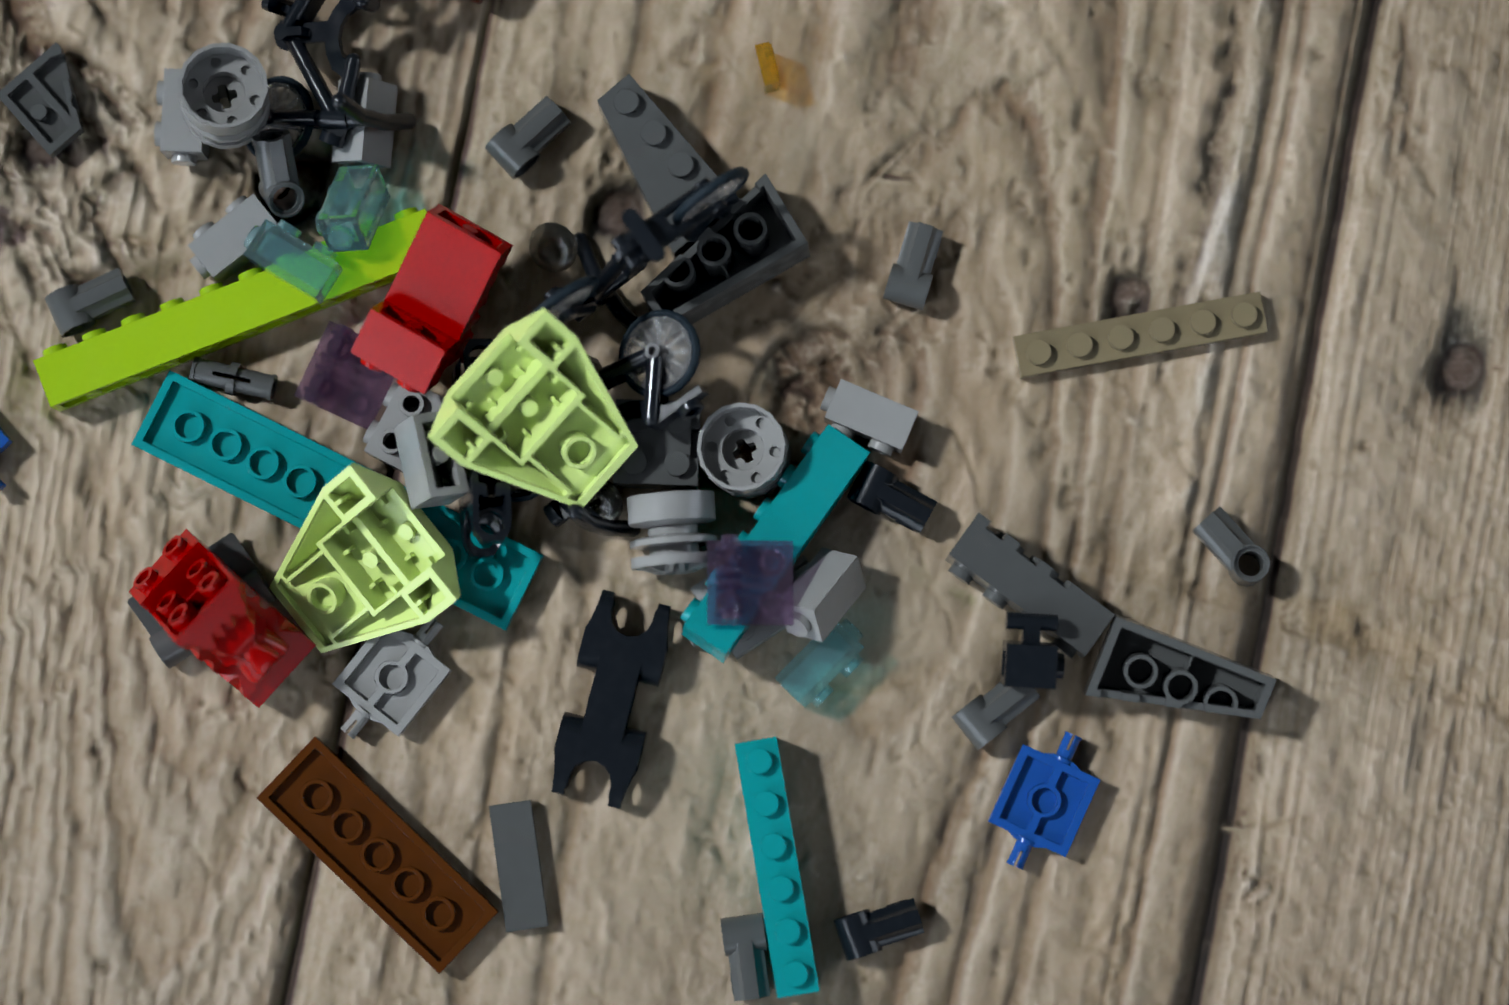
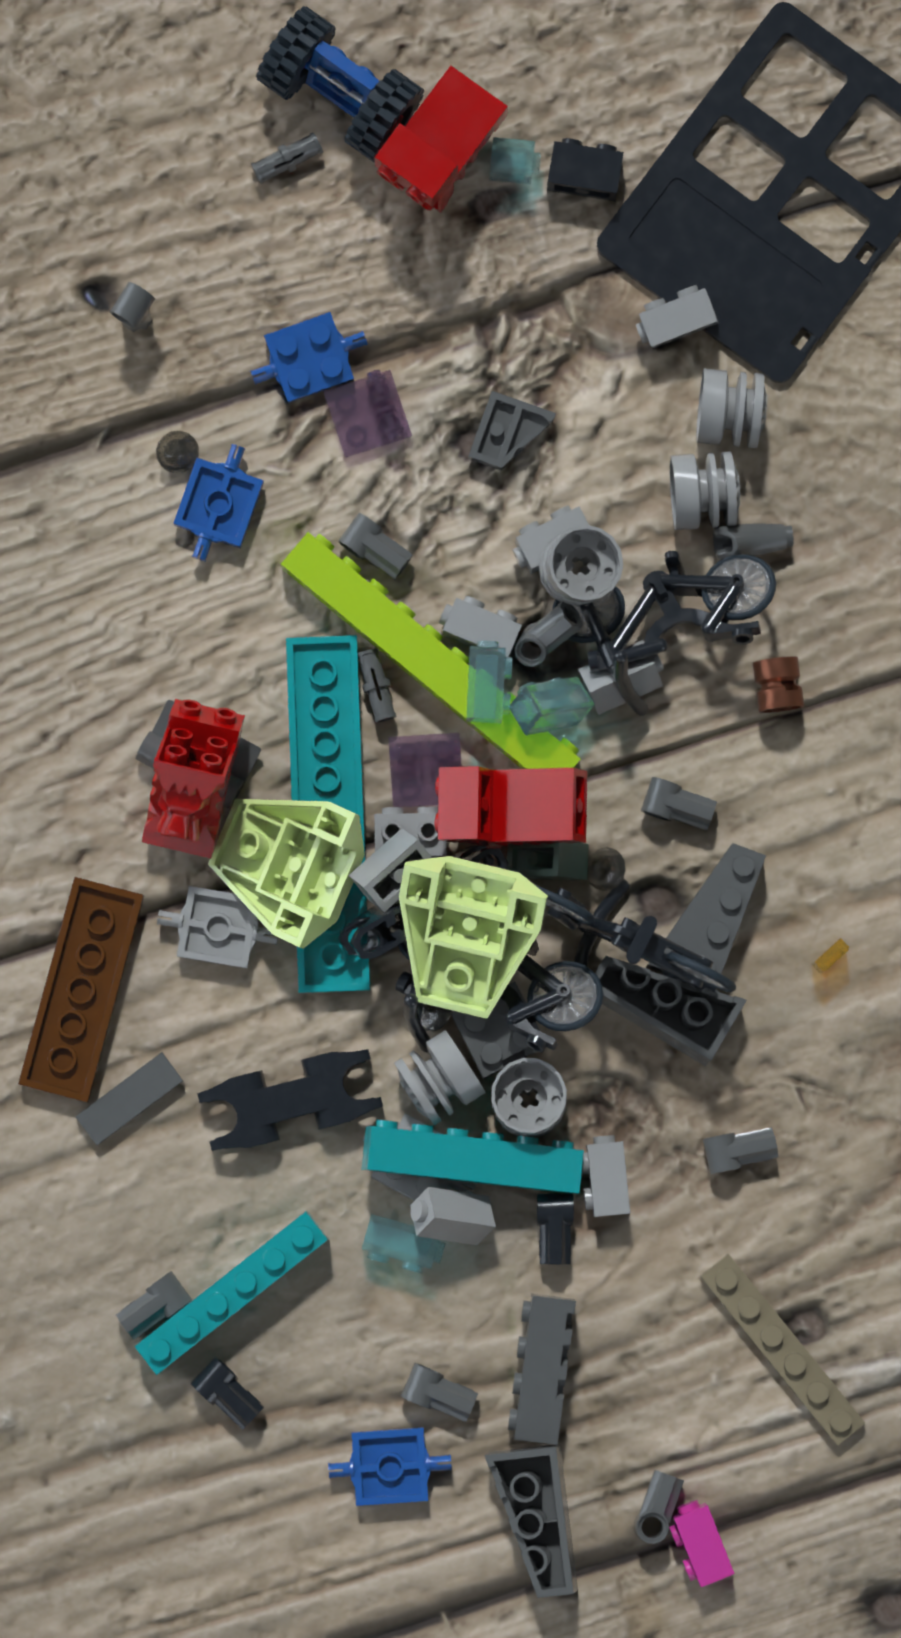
camera: 55 degrees right, 0 degrees up
(512, 295) = (549, 861): none -> sand green slope
(749, 582) = (430, 1158): clear purple hinge -> none
(1029, 661) = (486, 1398): black brick -> none
(1293, 522) = (702, 1542): none -> dark pink brick

